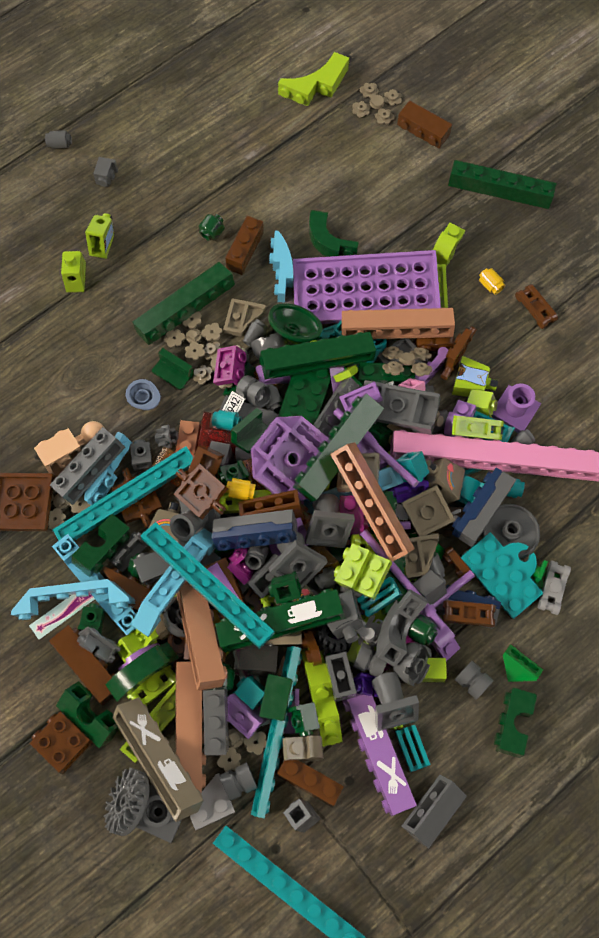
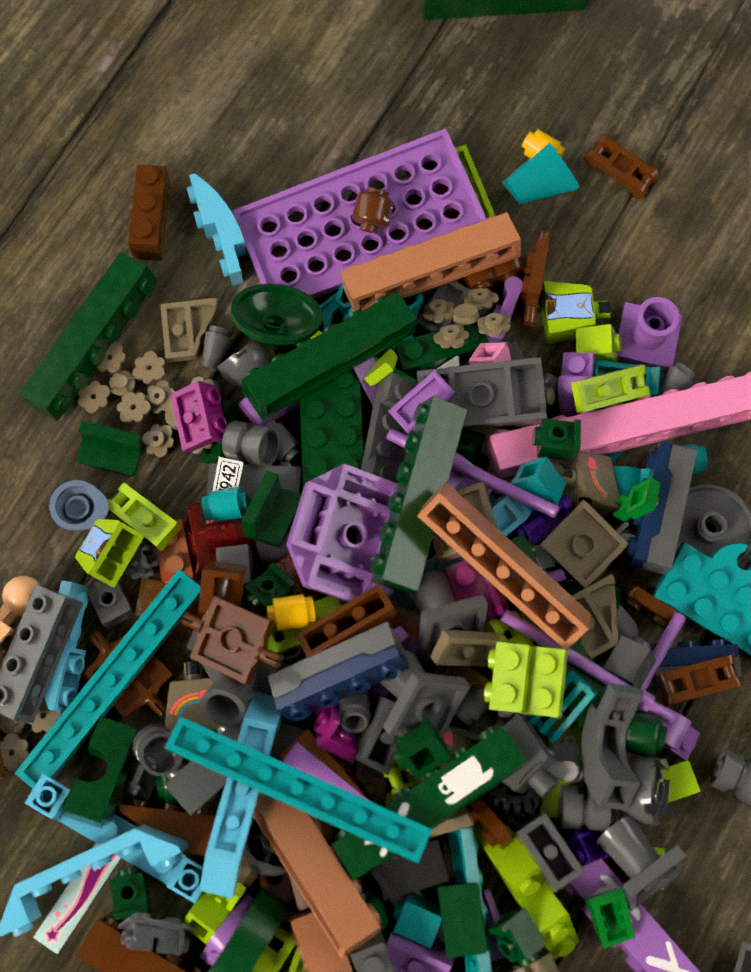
camera: 20 degrees left, 5 degrees up
(134, 543) = (151, 751): none -> dark grey wheel
(151, 423) = (108, 550): none -> lime torso
(177, 413) = (143, 516): none -> lime plate
(211, 227) = (87, 199): dark green head -> none
(324, 241) = (270, 167): dark green arch -> none
(331, 541) = (464, 648): none -> dark tan plate
(364, 728) = (610, 917): none -> green slope
(374, 282) = (373, 210): none -> reddish brown head
(419, 743) = (704, 936): teal tile -> none
(433, 444) = (557, 448): none -> dark green brick
(447, 243) = (459, 110): lime brick -> none
(470, 496) = (641, 500): none -> green plate
(484, 296) = (541, 177): none -> teal slope

